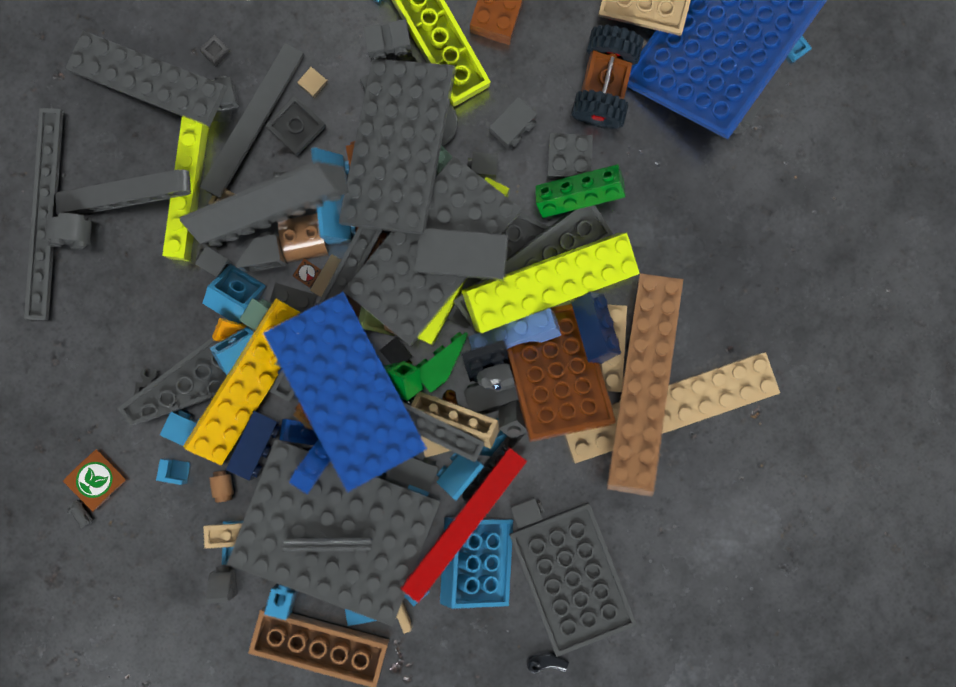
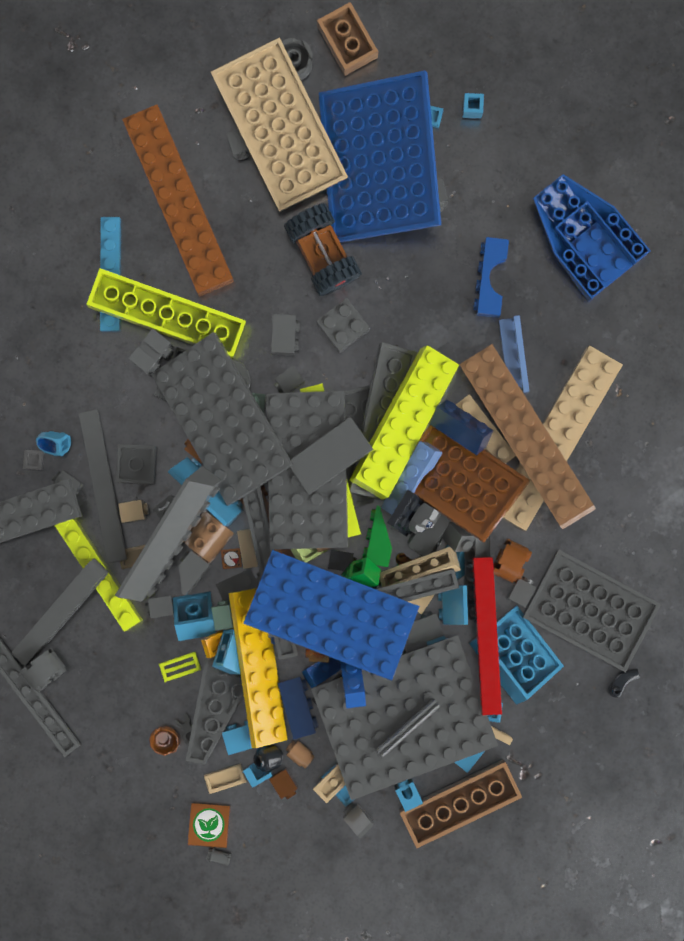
camera: 40 degrees left, 0 degrees up
(118, 376) = (164, 740): none -> dark orange hair
(142, 452) = (225, 778): none -> tan tile
(186, 500) = (284, 783): none -> reddish brown brick
(191, 467) = (268, 758): none -> black head
(203, 333) = (195, 661): none -> neon yellow tile
(243, 49) = (54, 443): none -> dark azure rock
(258, 162) = (133, 511): none -> tan brick
(312, 82) = (120, 424): tan tile -> none
(539, 478) = (511, 560): none -> dark orange brick
(580, 191) = (358, 362): green brick -> none
(696, 302) = (514, 350): none -> medium blue fence
(711, 242) = (488, 301): none -> blue arch
(840, 65) = (473, 105): none -> dark azure brick
(844, 258) = (587, 235): none -> blue wedge

